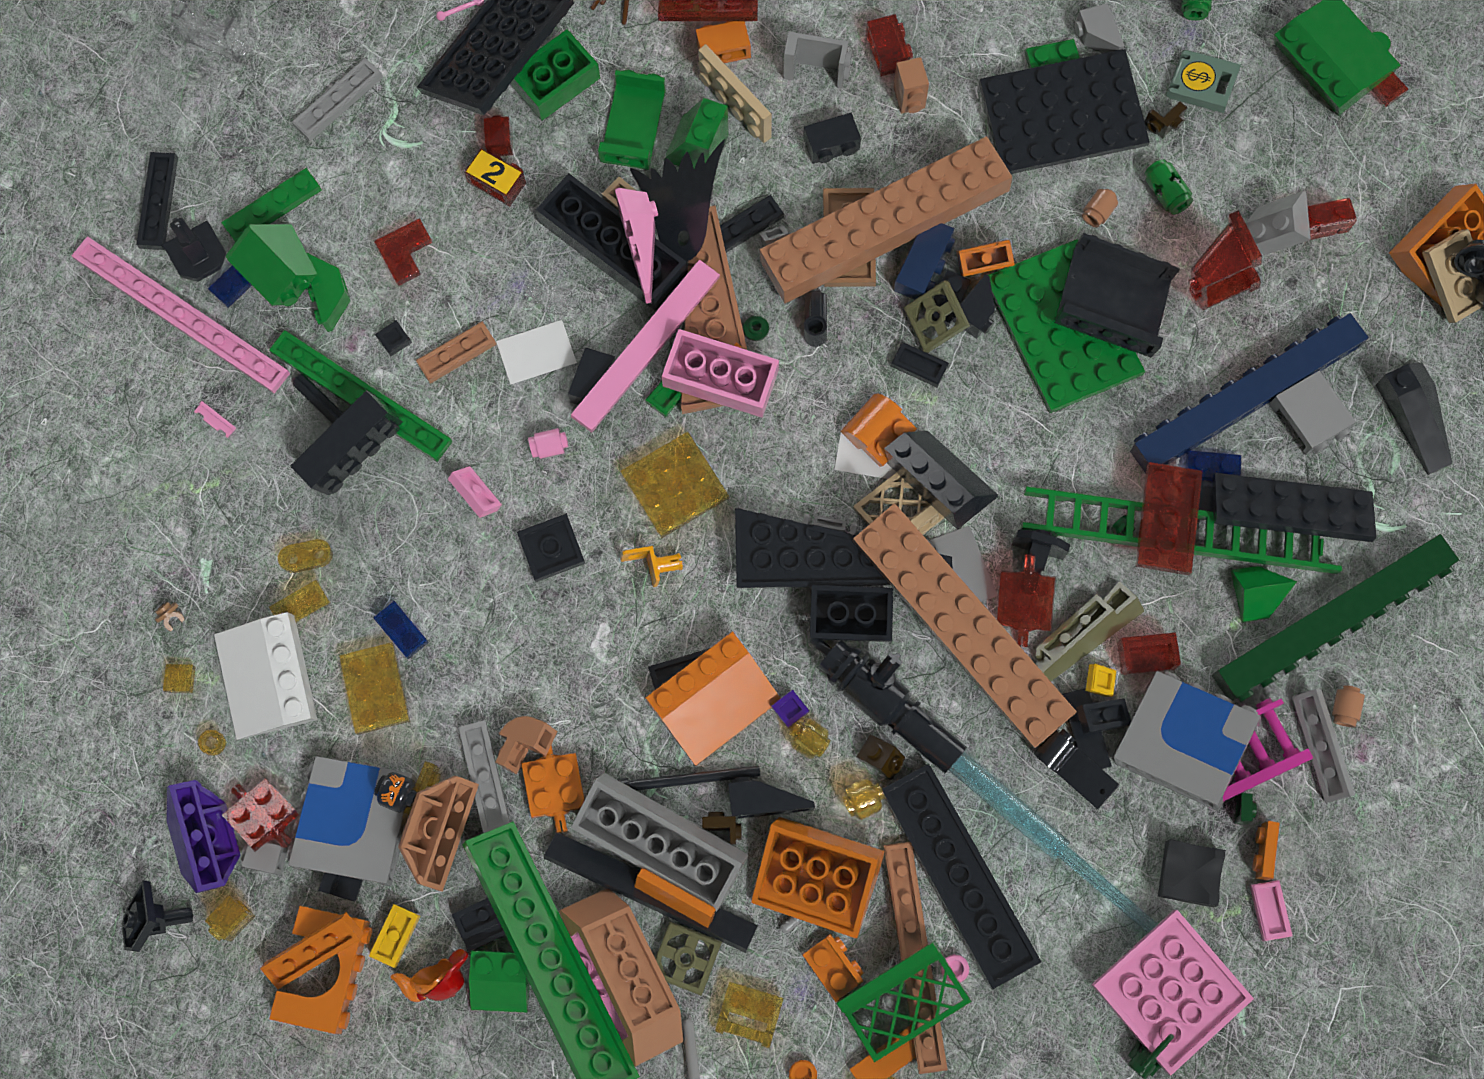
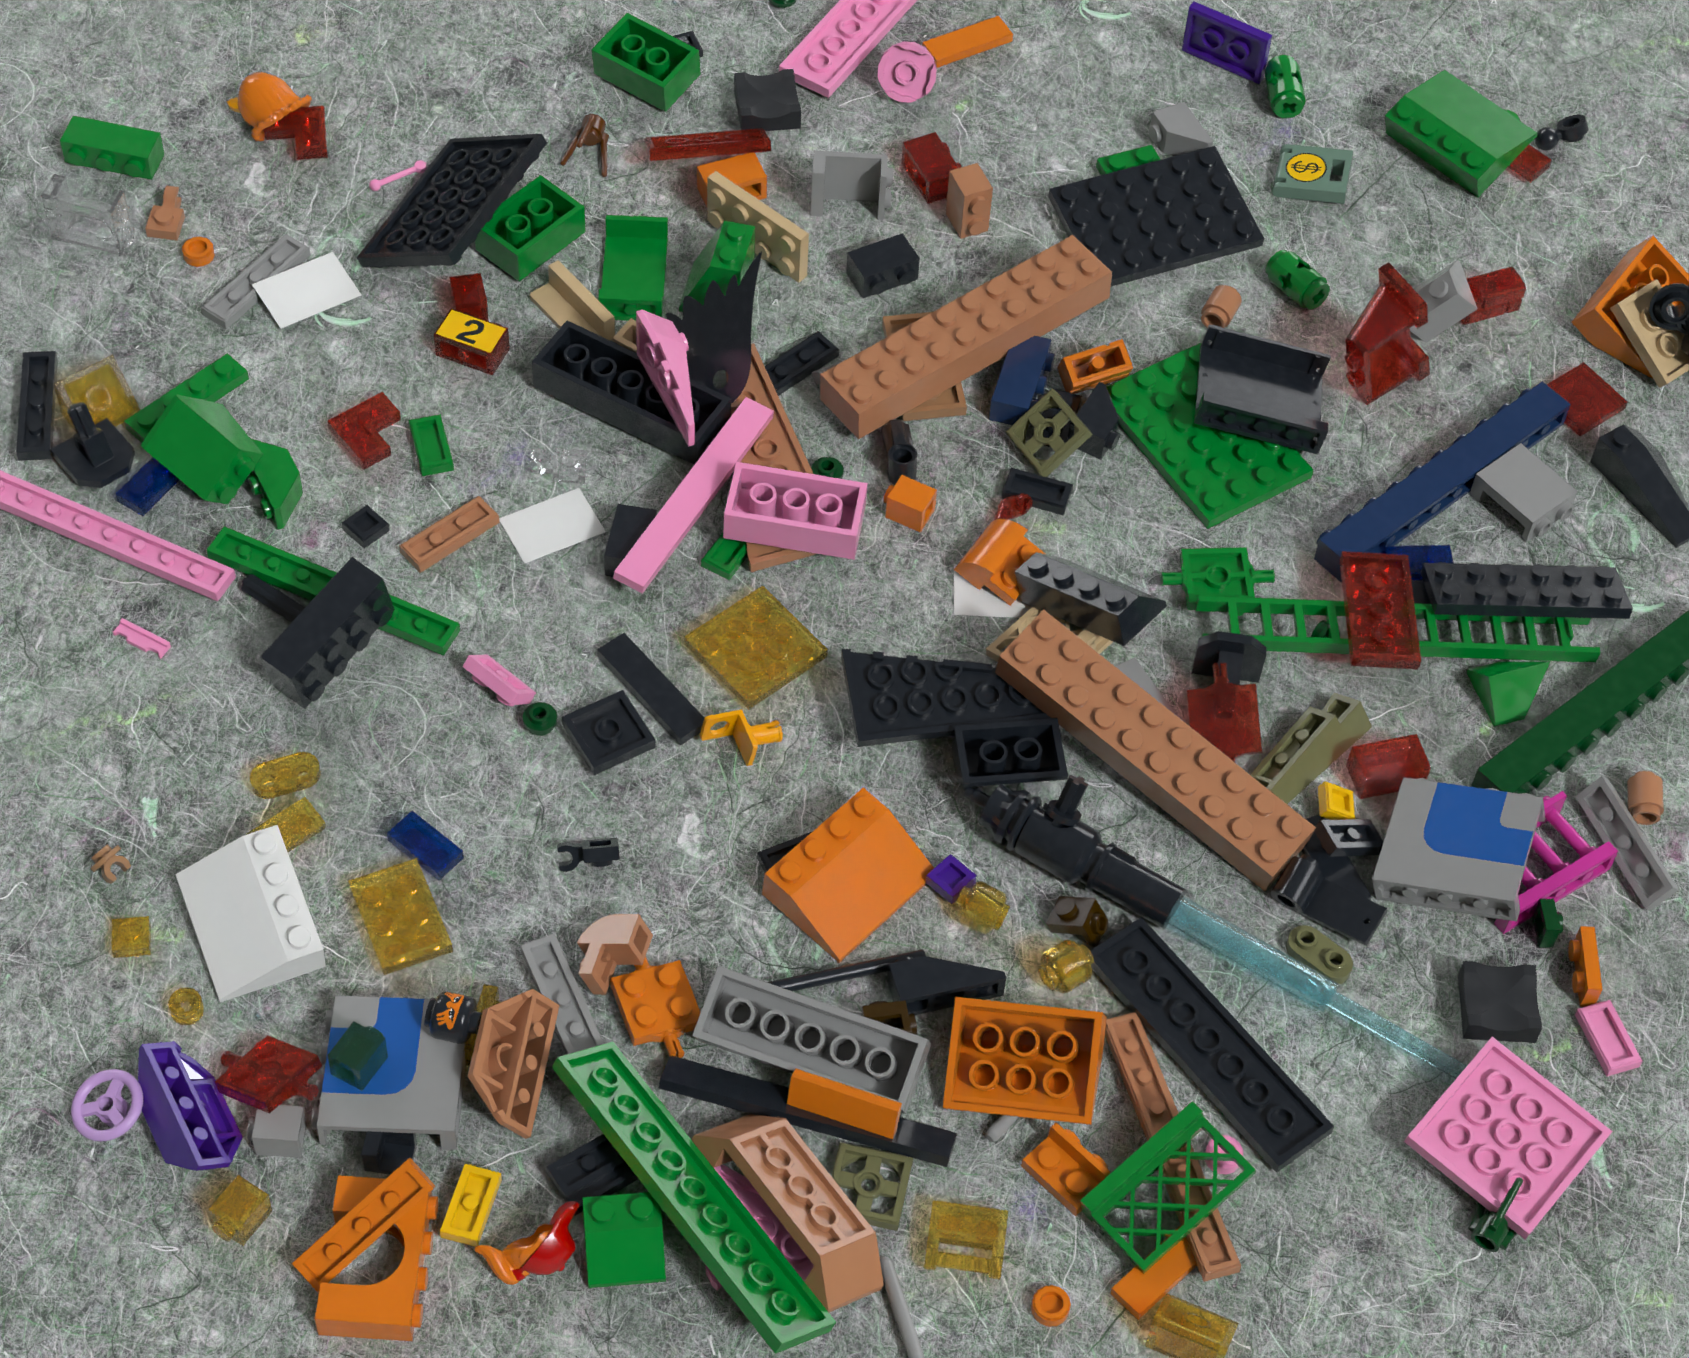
camera: 15 degrees left, 20 degrees down
(147, 919) = (127, 1219): black piece -> none
(157, 822) = (119, 1117): none -> lavender piece
(201, 200) = (101, 389): none -> clear yellow slope
(275, 33) = (168, 219): none -> nougat plate
(296, 66) = (198, 251): none -> orange tile
(323, 815) = (358, 1055): none -> clear green brick
(374, 112) = (306, 290): none -> white sticker
(452, 268) = (431, 445): none -> green tile
(503, 535) = (543, 725): none -> dark green plate
(524, 652) = (597, 852): none -> black plate
(548, 443) = (586, 617): bright pink brick -> none
(579, 153) = (570, 300): none -> tan panel
(590, 511) = (651, 688): none -> black tile
(815, 367) = (910, 503): none -> orange brick
(895, 379) = (1013, 507): none -> clear red arm
(1047, 463) = (1216, 573): none -> green plate
(1059, 811) = (1319, 953): none -> olive plate
(1163, 125) = (1278, 218): dark brown bracket -> none
(1385, 325) = (1590, 398): none -> clear red tile
(1430, 57) = (1569, 128): none -> black plate

